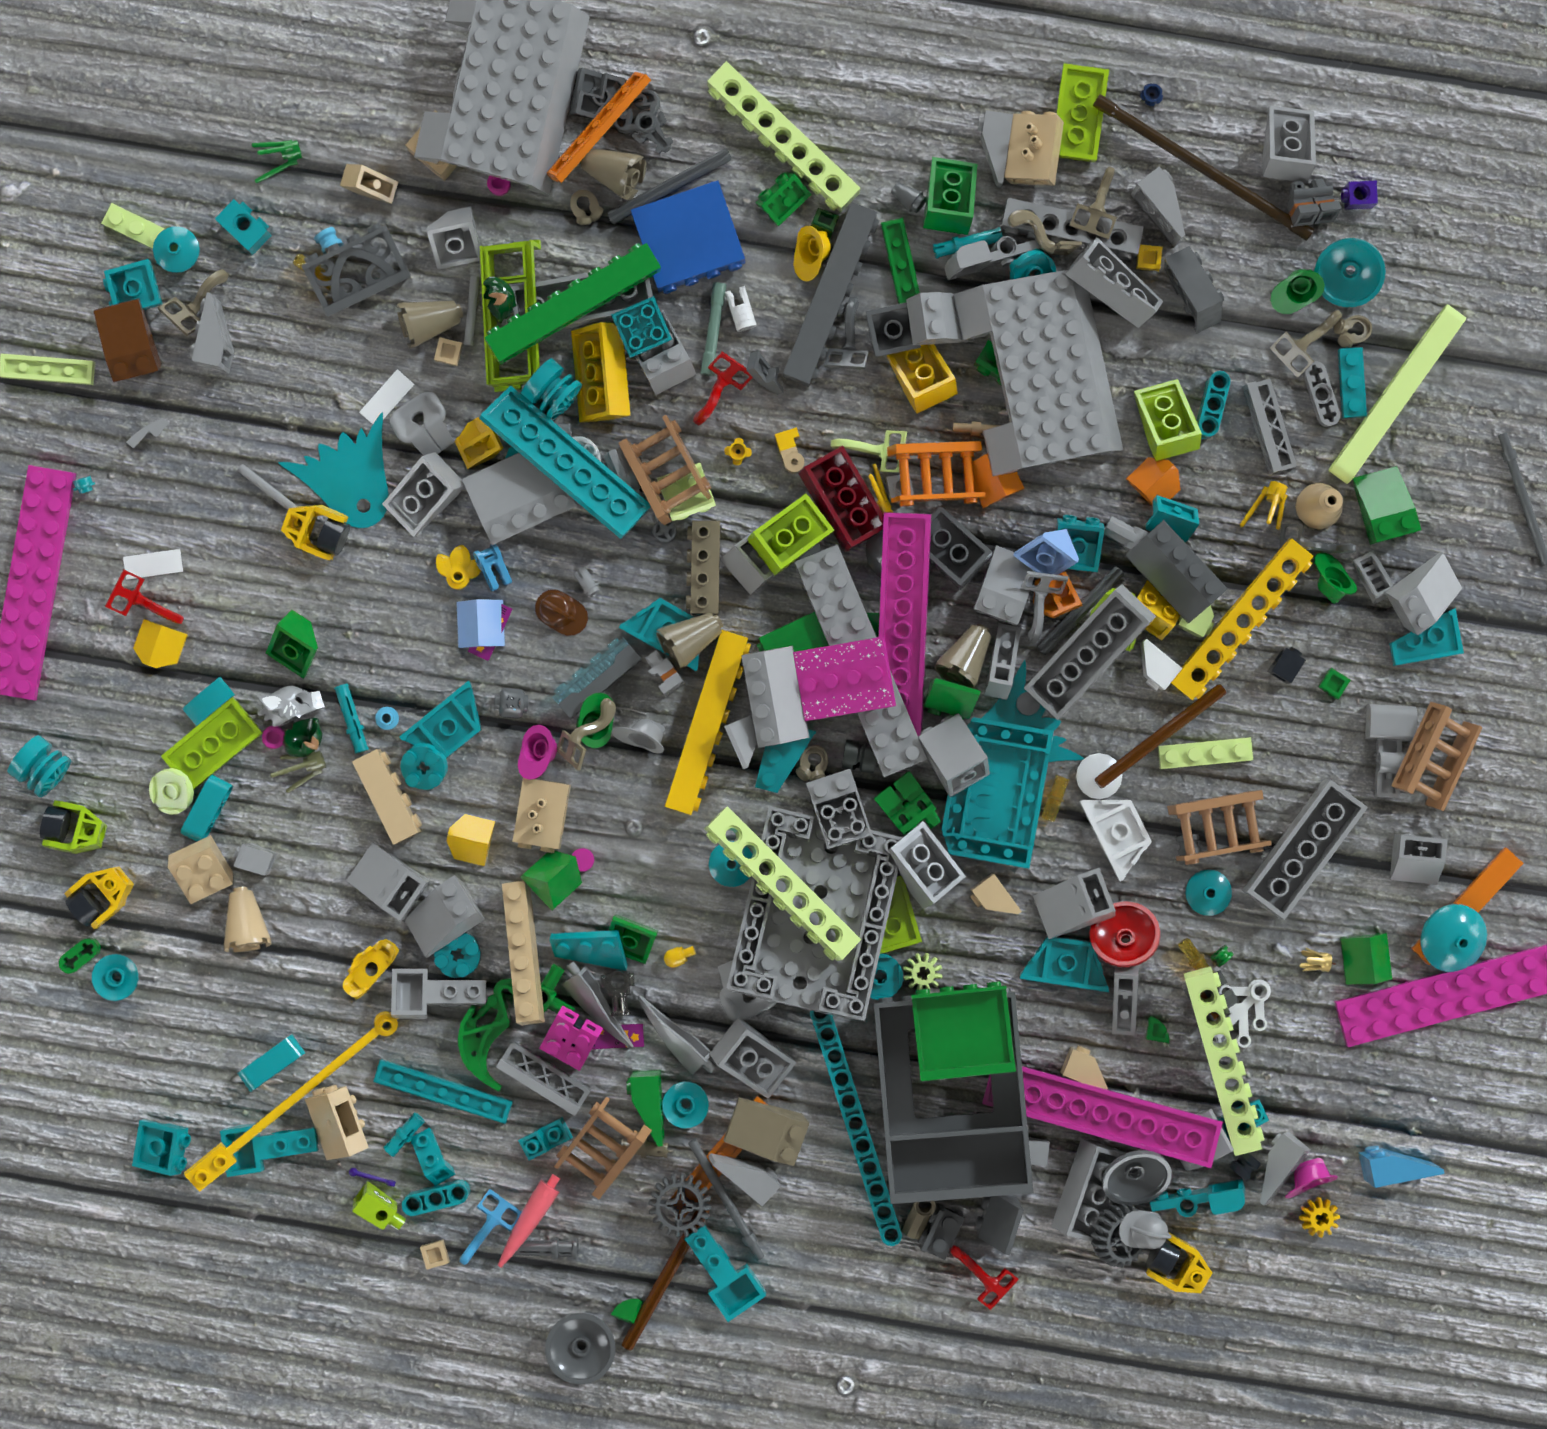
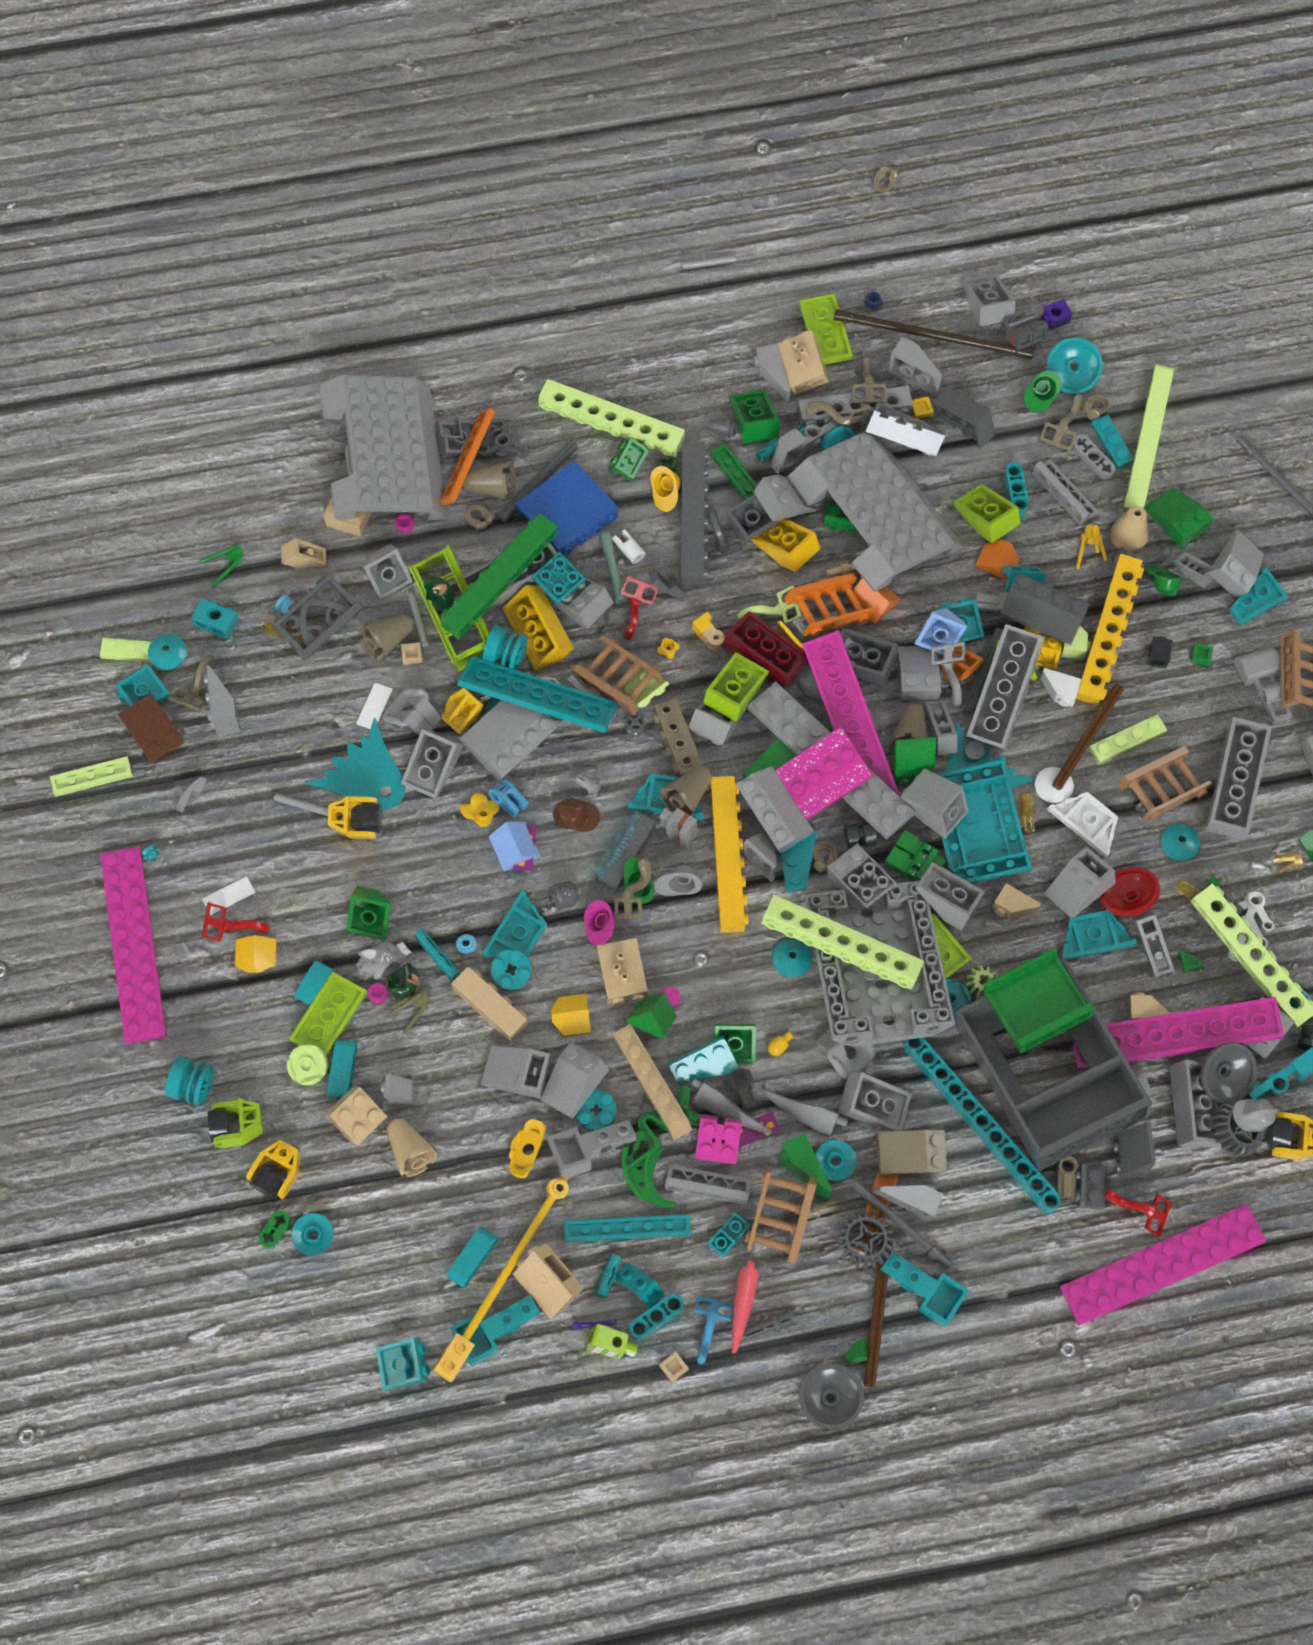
camera: 20 degrees left, 20 degrees down
(981, 1339) = (1162, 1264): none -> dark pink plate

